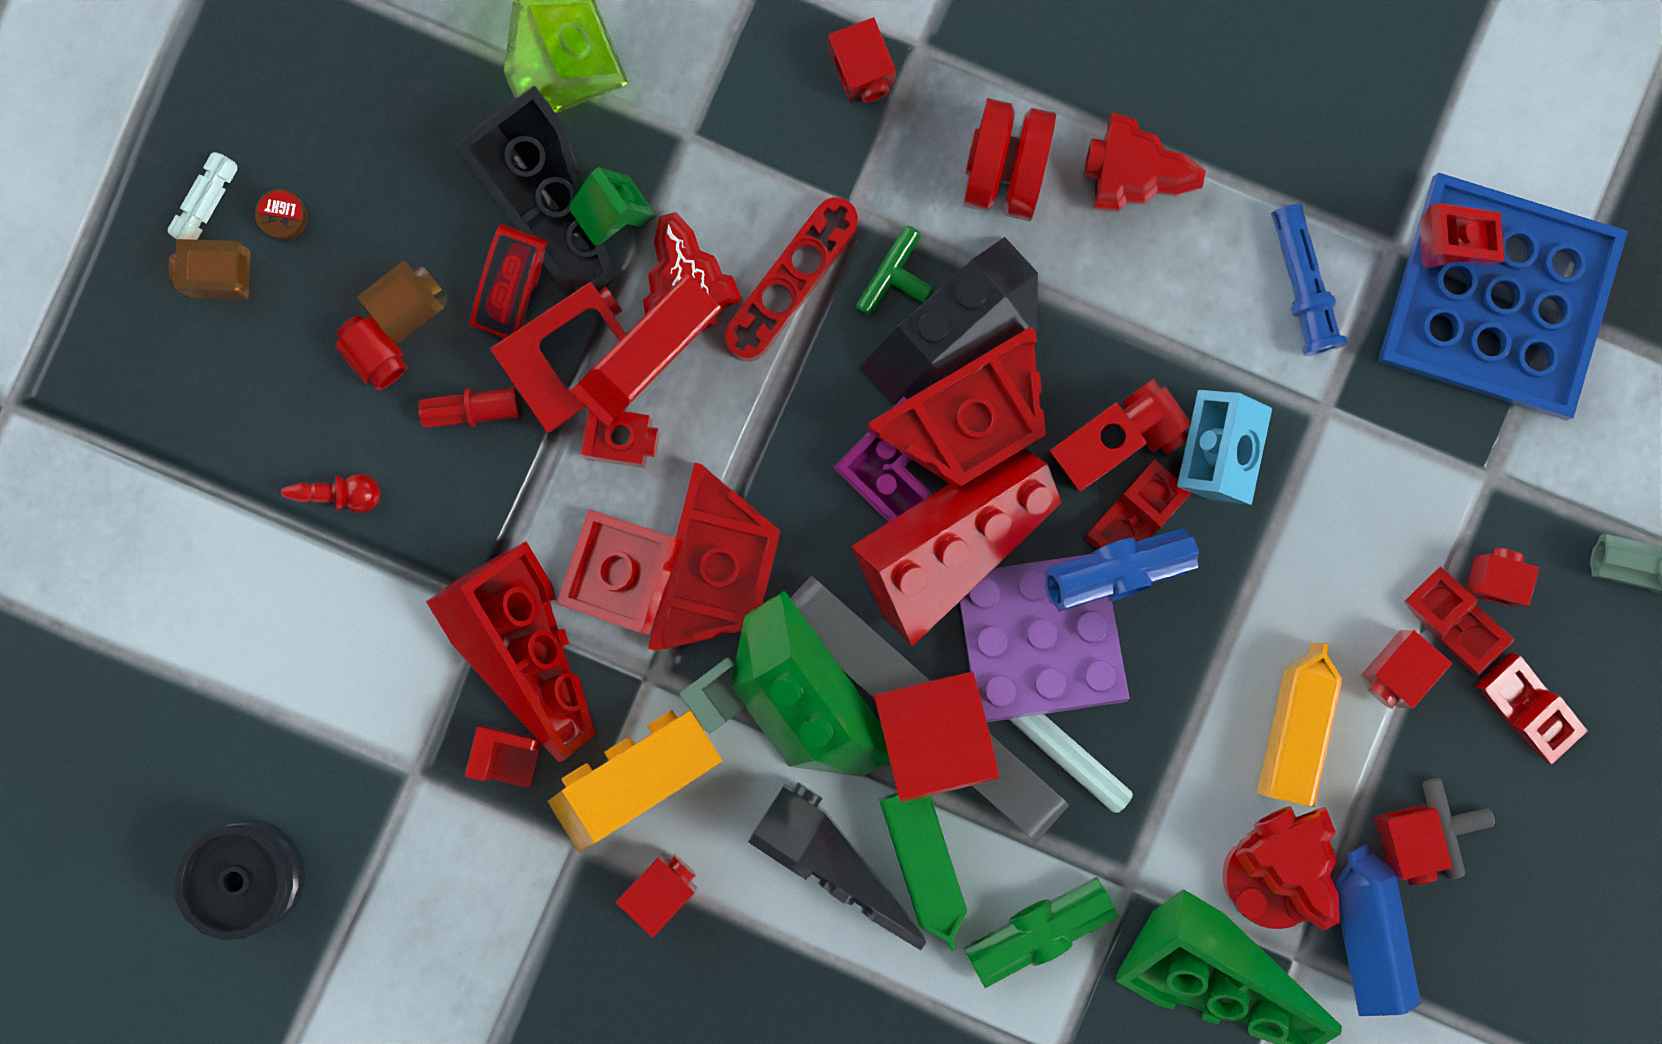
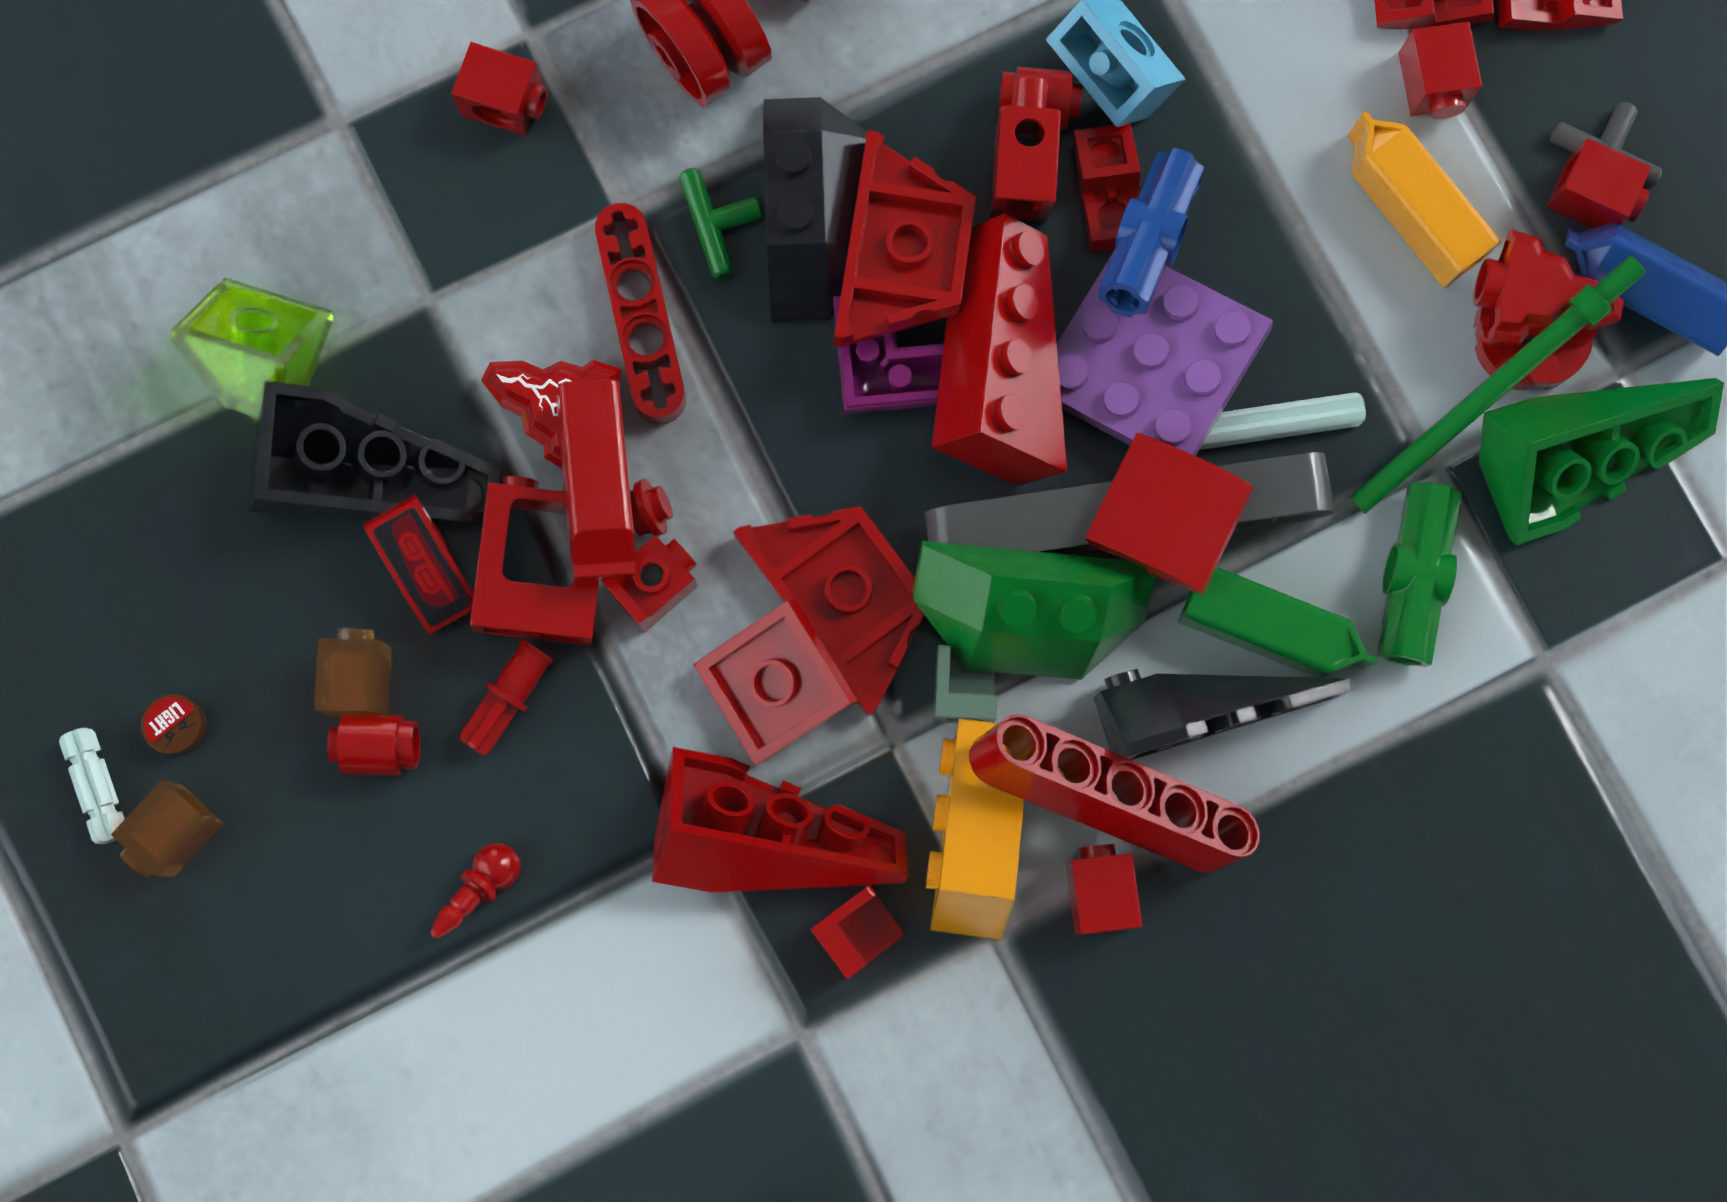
camera: 50 degrees left, 5 degrees down
(608, 204) = (431, 415): green slope -> none
(665, 395) = (650, 509): none -> red plate
(703, 838) = (1200, 829): none -> red beam
(1307, 902) = (1587, 307): none -> green bar

